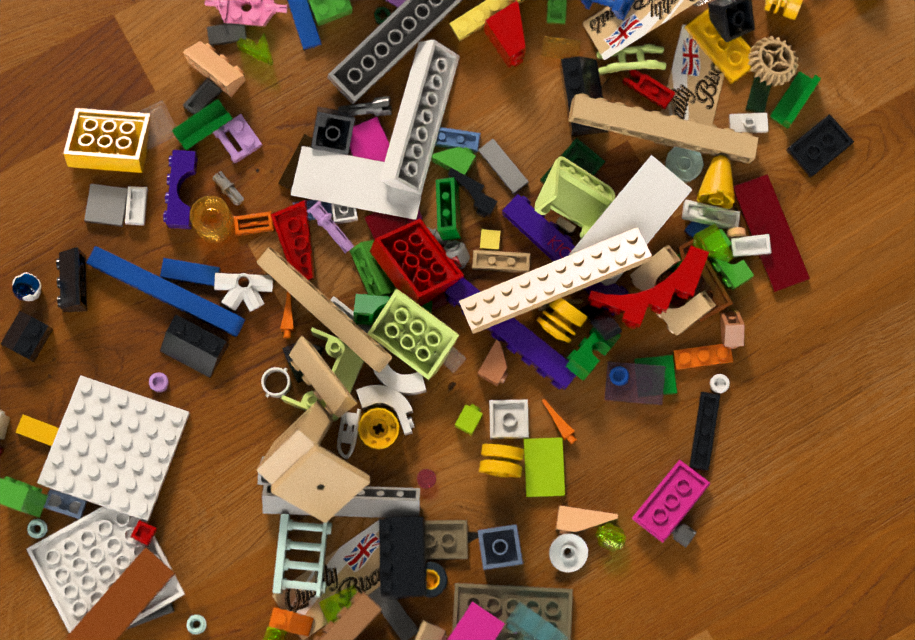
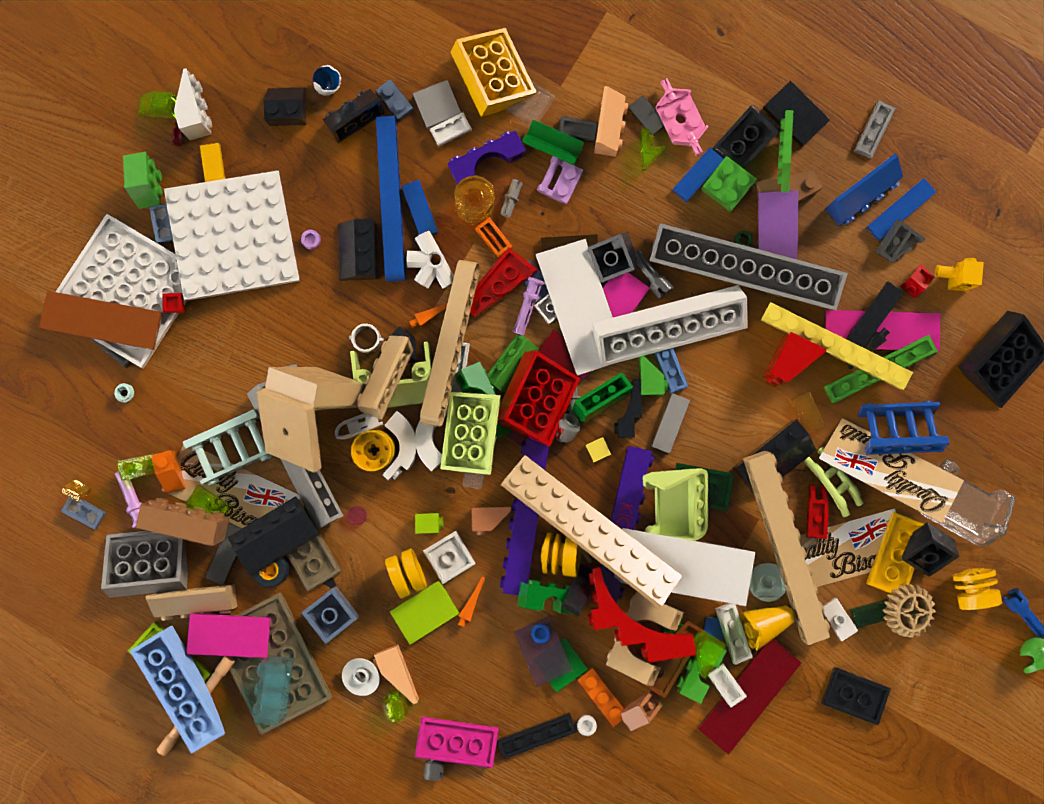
camera: 60 degrees right, 5 degrees up
(31, 528) = (125, 211): light aqua plate -> none
(79, 238) = (394, 100): none -> sand blue piece
(501, 261) = (584, 470): tan tile -> none
(565, 226) = (647, 509): dark tan tile -> none
(736, 232) = (730, 665): light nougat tile -> none
(794, 99) = (885, 649): green panel -> none

